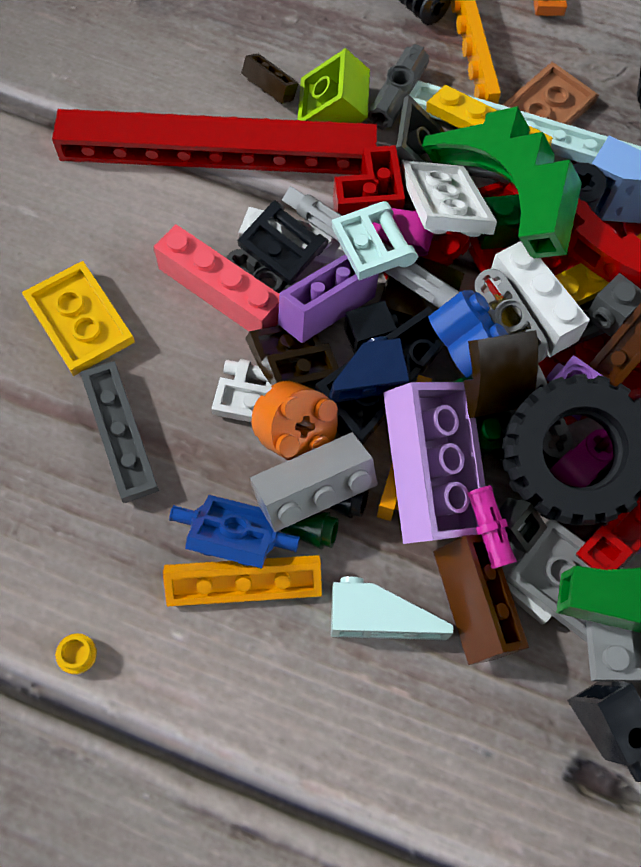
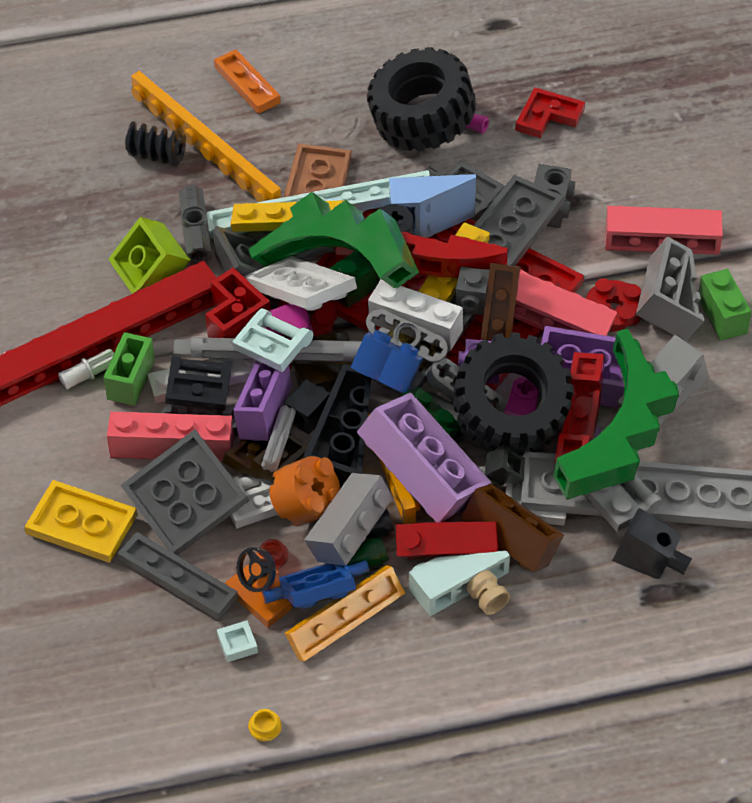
camera: 30 degrees left, 15 degrees down
(119, 540) = (237, 641): none -> light aqua plate
(176, 489) = (255, 578): none -> orange piece
(183, 349) = (184, 493): none -> dark grey plate
(200, 170) = (86, 369): none -> white axle
(220, 456) = (276, 548): none -> clear red plate
(231, 191) = (129, 369): none -> bright green brick
(269, 78) = (86, 272): dark brown piece -> none
(309, 348) = (278, 438): none -> light grey axle
(371, 371) = (339, 423): dark blue slope -> none
(398, 569) = (445, 539): none -> red slope
(404, 655) = (488, 592): none -> tan wheel
(491, 527) = (489, 473): dark pink pin -> none
(502, 373) = (430, 373): dark brown slope -> none

